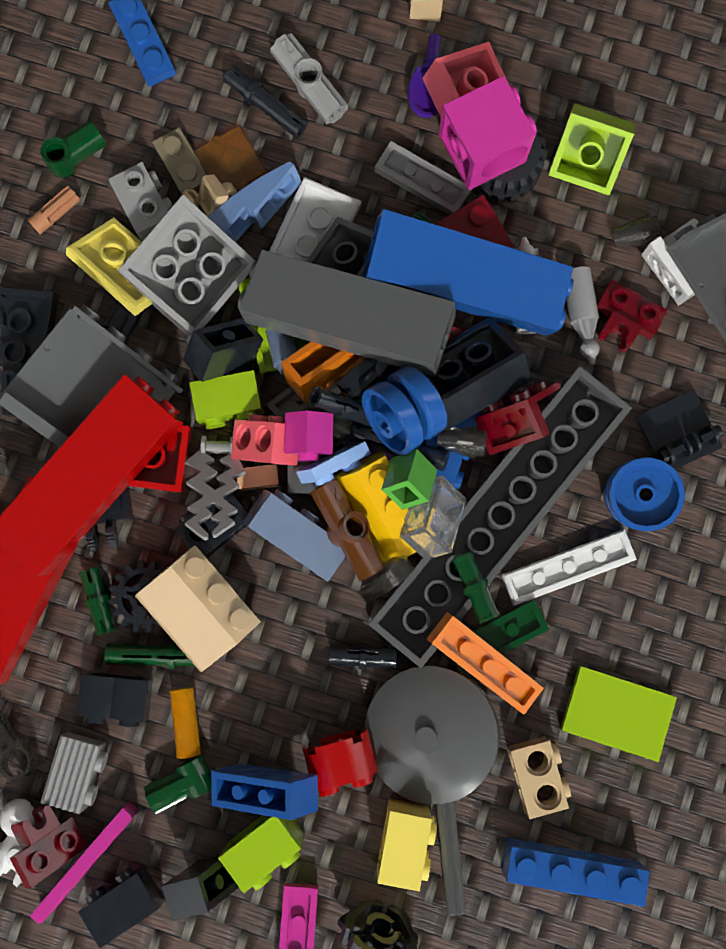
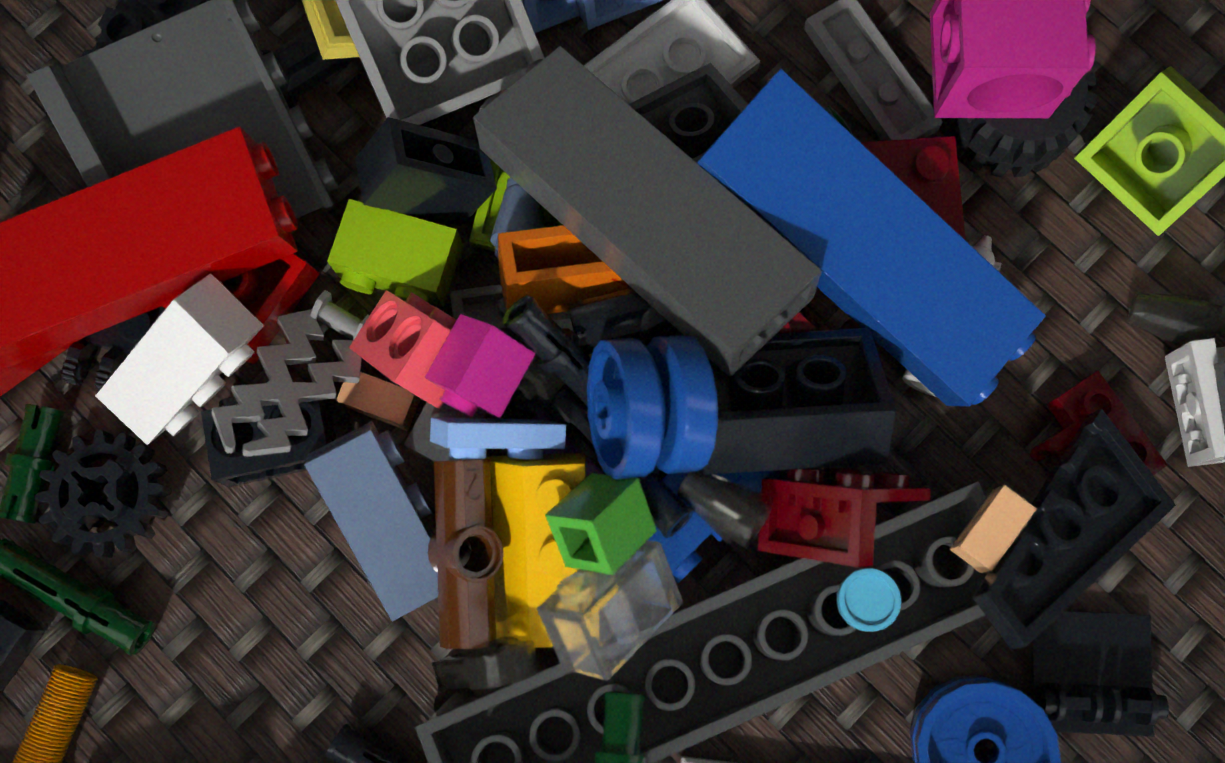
camera: 25 degrees right, 5 degrees down
(154, 508) = (181, 361): none -> white brick
(198, 608) = (163, 556): tan slope -> none
(555, 451) = (869, 600): none -> medium azure piece
(584, 311) = (1028, 398): light grey wheel -> none
(598, 386) = (993, 529): none -> light nougat piece
(637, 366) = (1083, 523): none -> black wing

